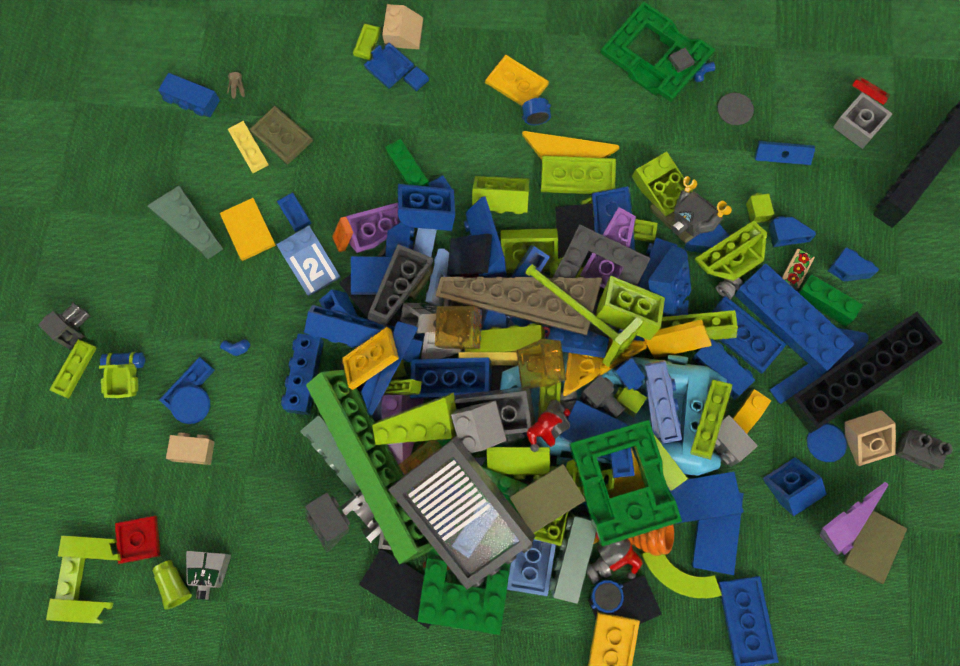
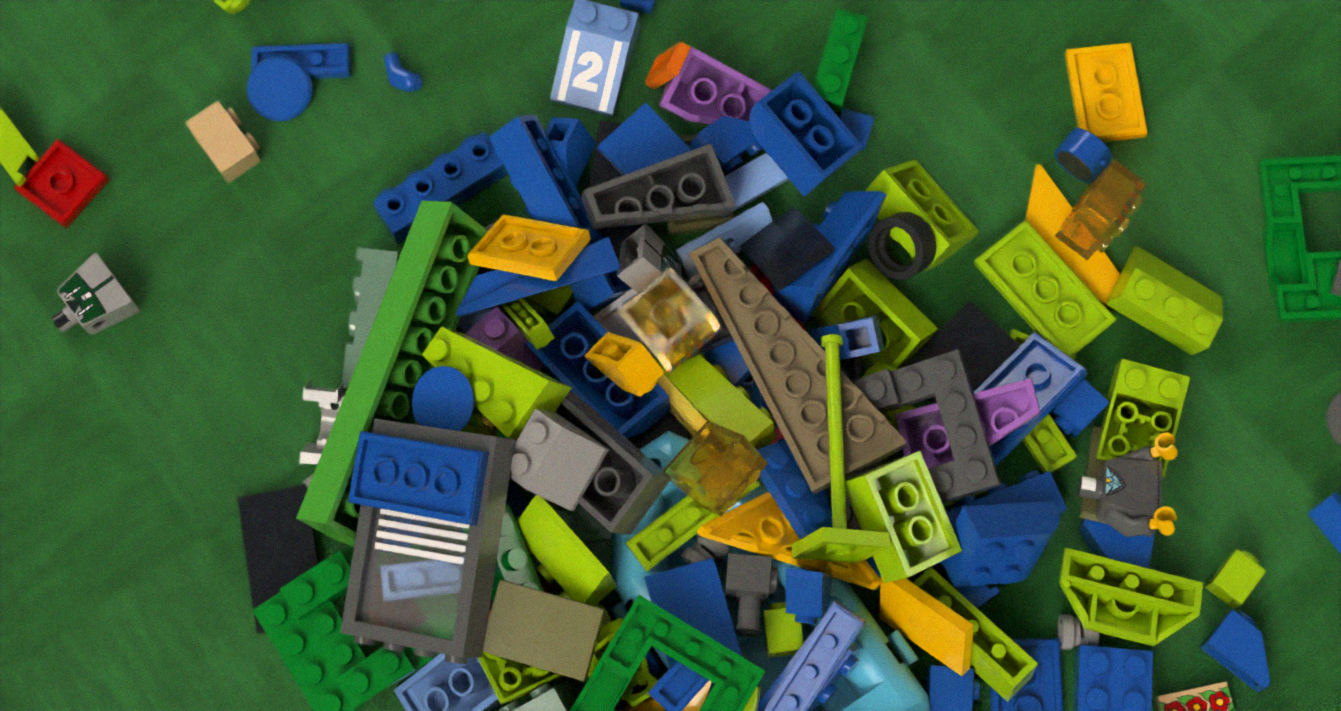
camera: 45 degrees right, 0 degrees up
(170, 585) = (40, 273): lime plant -> none
(327, 521) = (275, 382): dark grey slope -> none
(407, 452) = (443, 399): none -> blue piece
(435, 492) = (418, 478): none -> blue tile
(459, 362) = (625, 363): none -> yellow slope
(508, 197) = (882, 254): none -> black tyre
(549, 425) = (641, 547): piece -> none
(567, 123) = (1102, 210): none -> clear yellow brick
(626, 134) = (1167, 302): none -> lime slope
(640, 204) = (1079, 409): none -> blue brick

